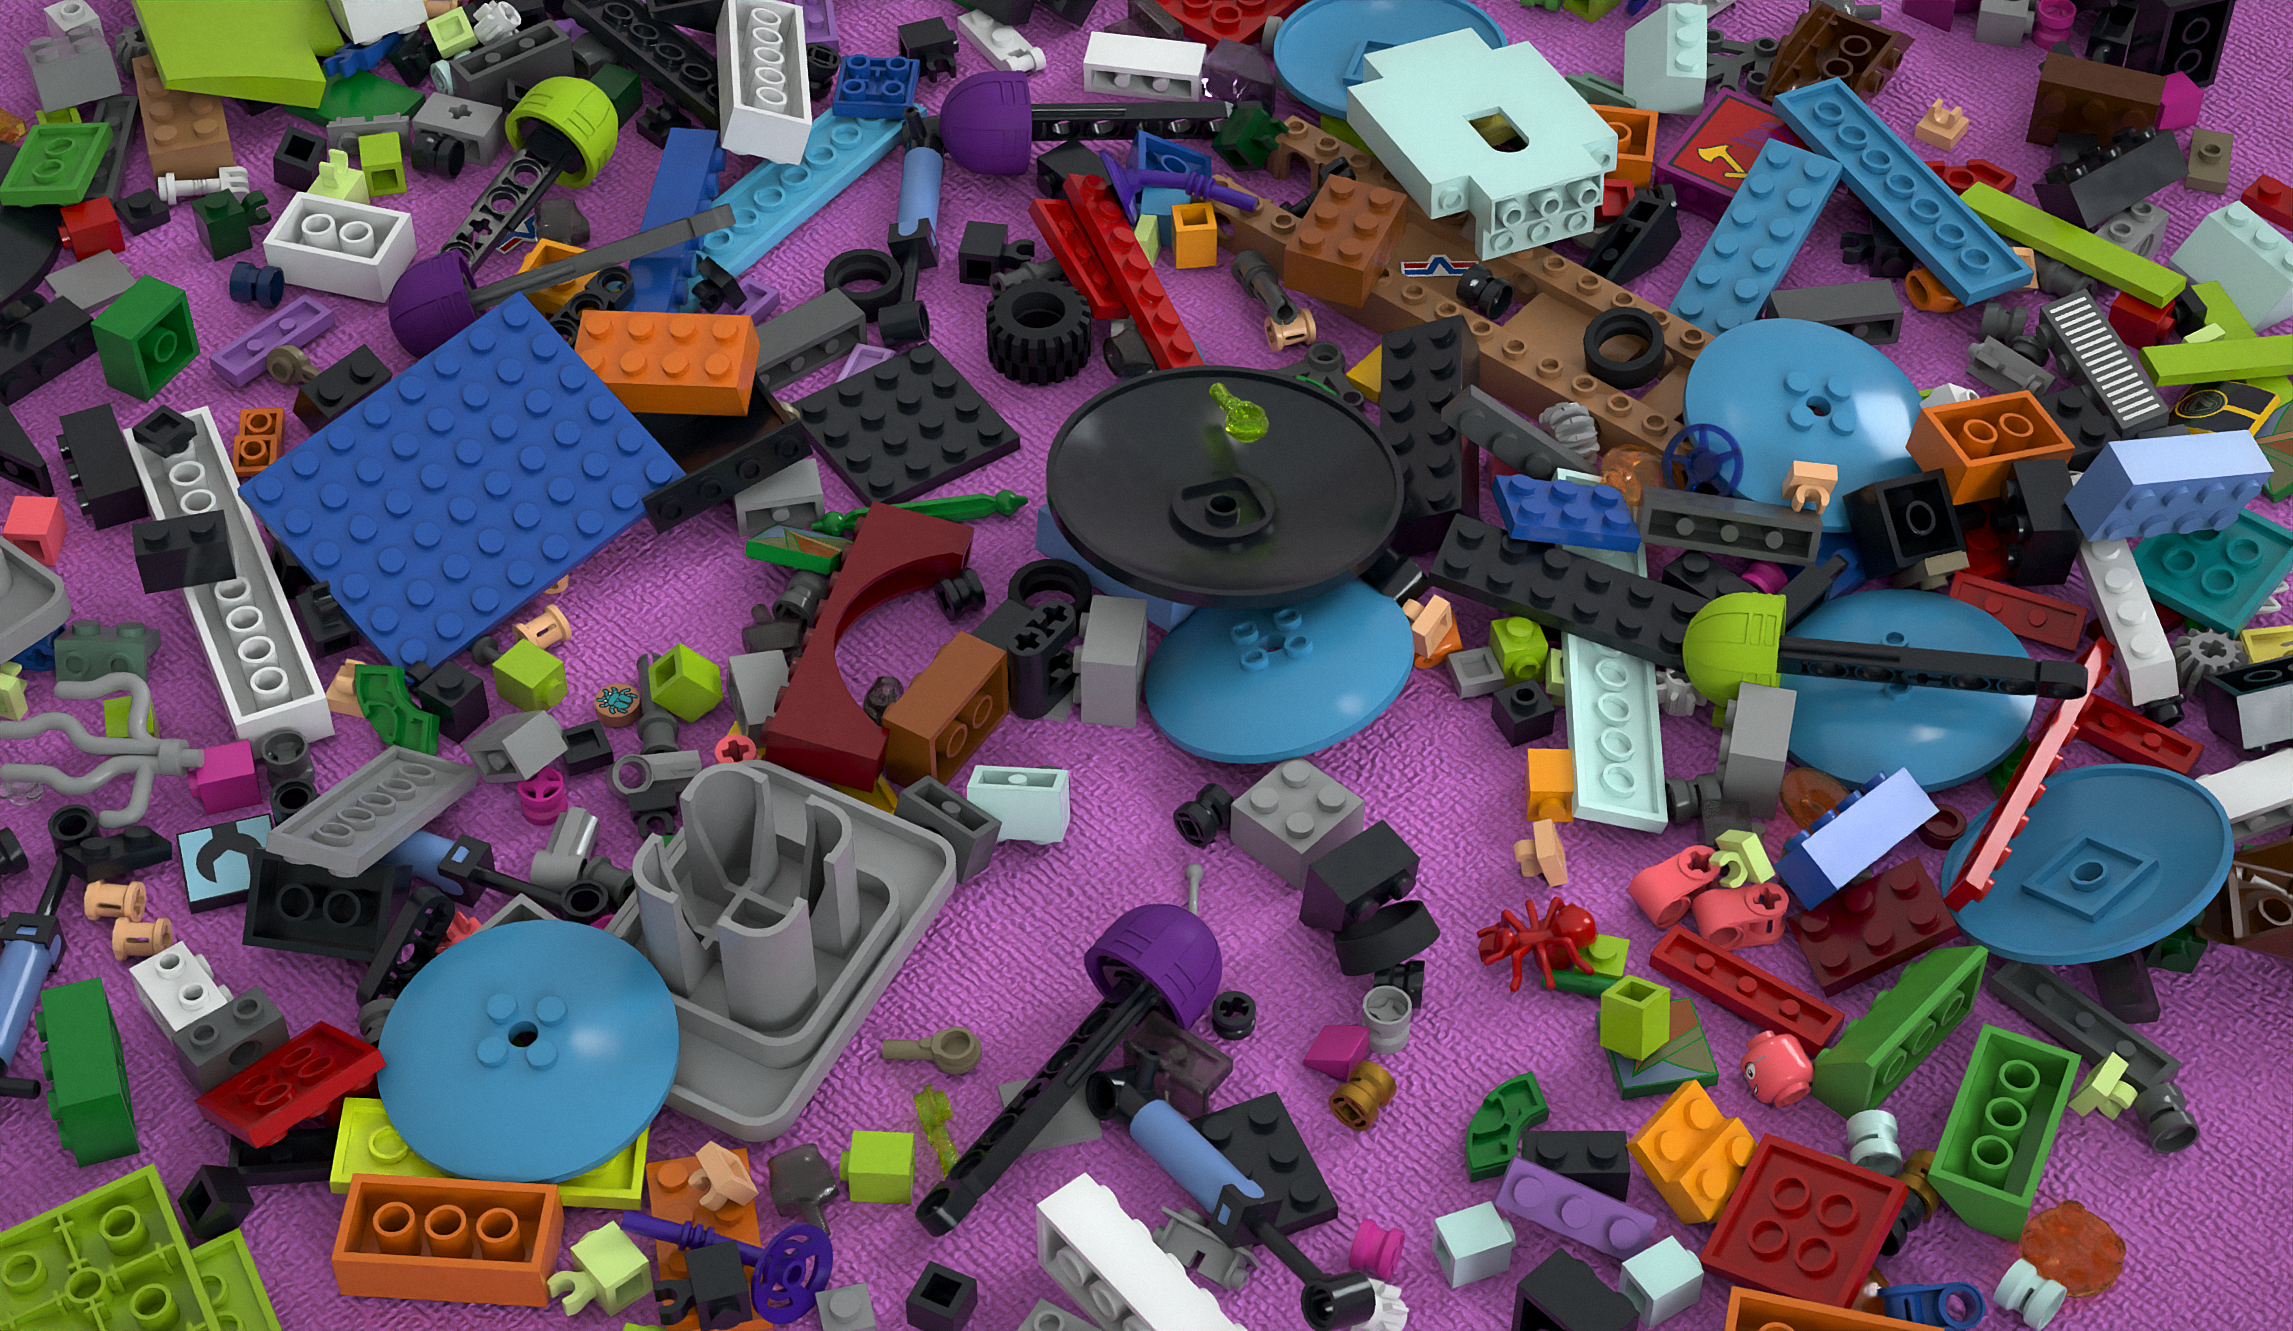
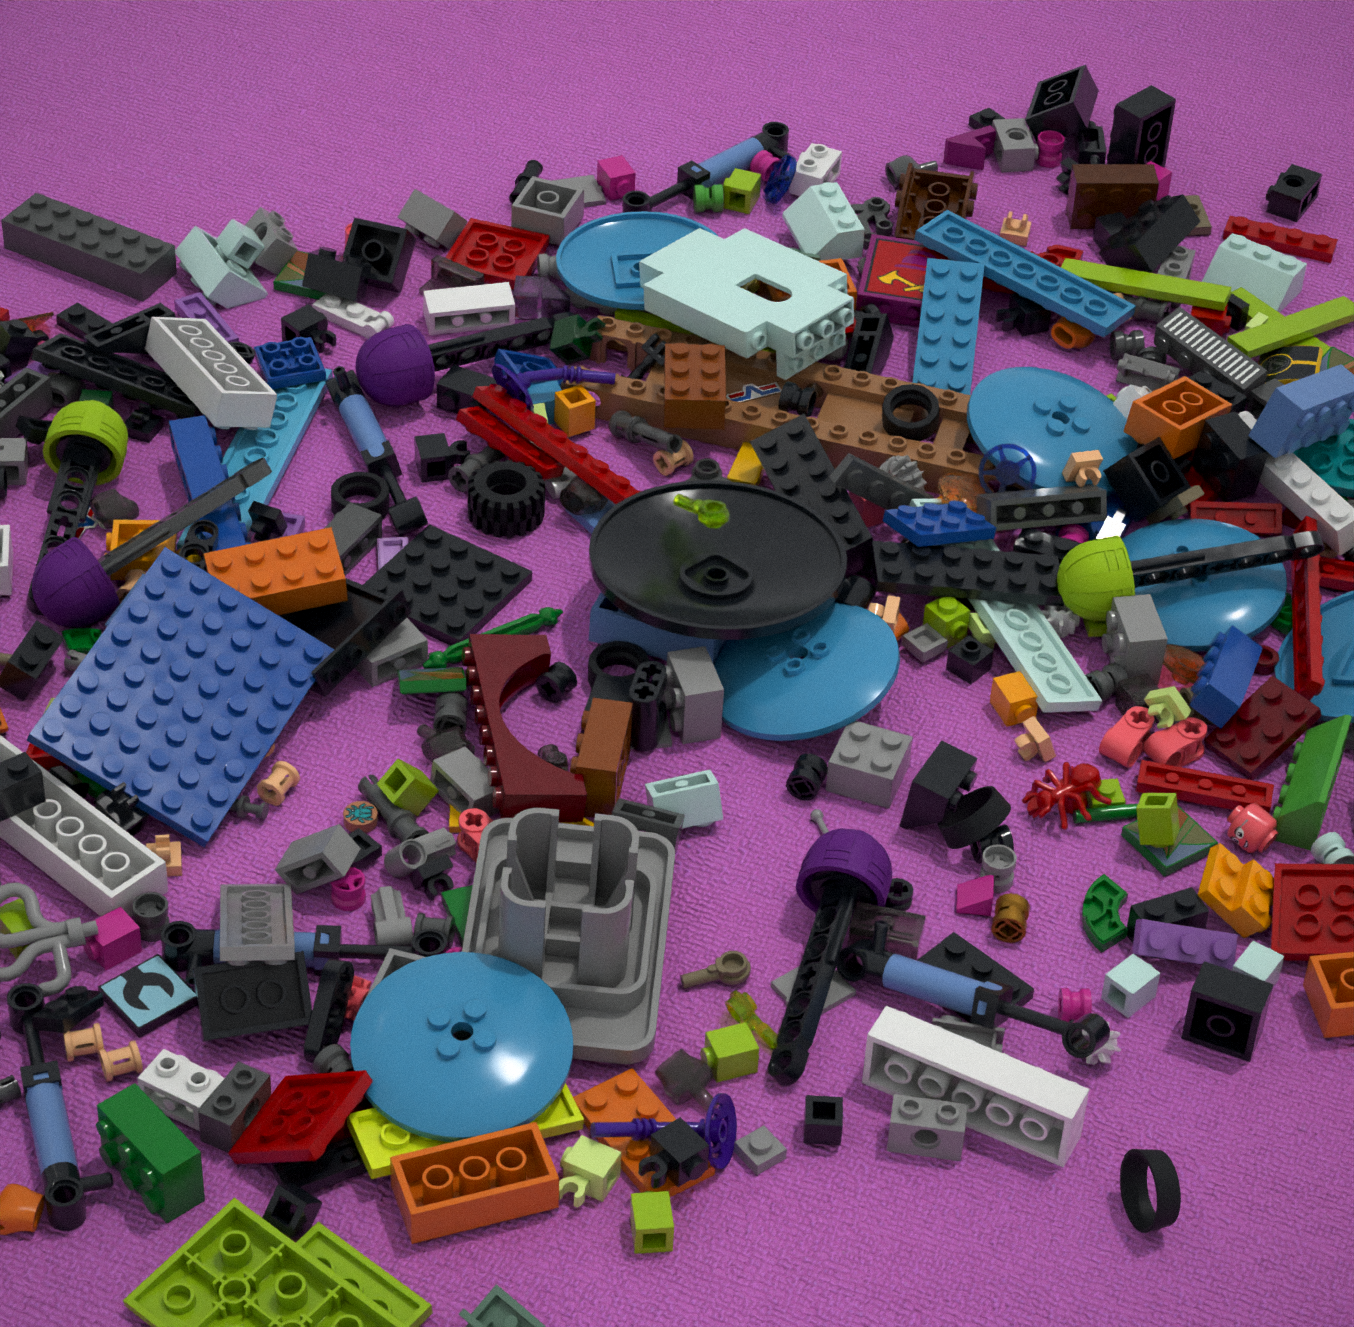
camera: 25 degrees left, 5 degrees down
(392, 711) = (205, 862): green tile -> none
(452, 695) = (244, 843): black brick -> none
(530, 677) = (291, 814): lime brick -> none
(725, 1175) = (640, 1084): light nougat tile -> none
(1860, 308) = (1037, 351): dark grey brick -> none

